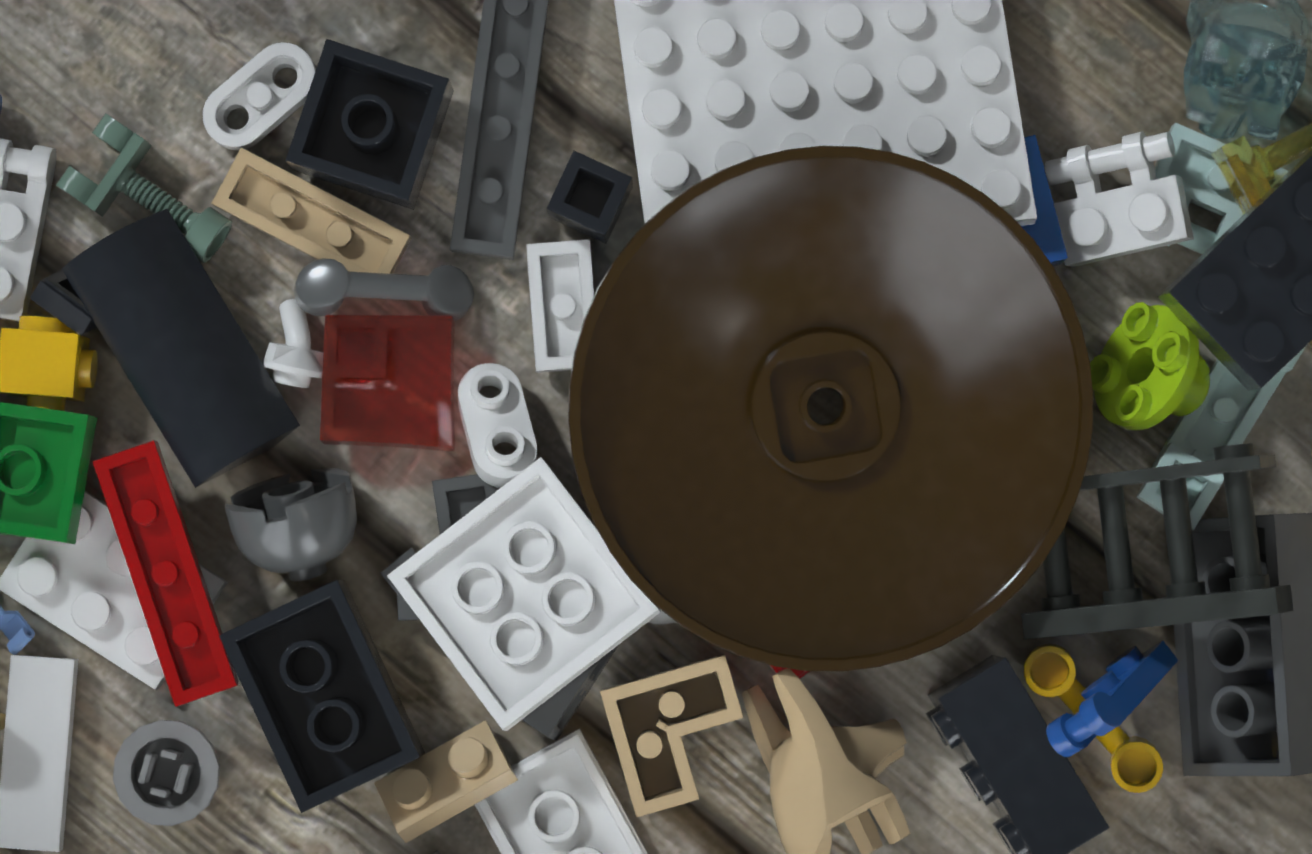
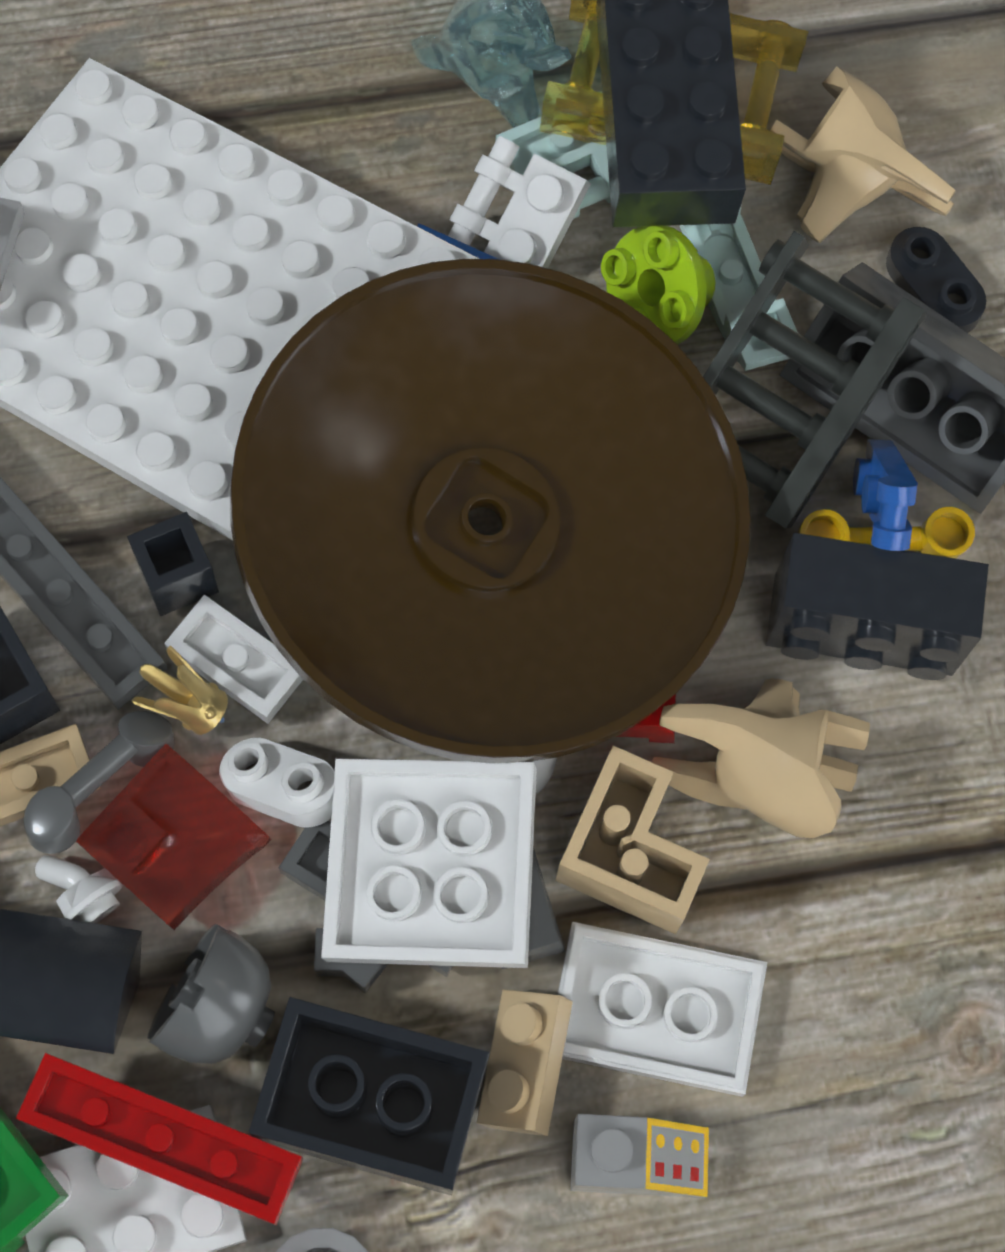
camera: 55 degrees left, 15 degrees down
(504, 308) = (191, 699): none -> pearl gold piece

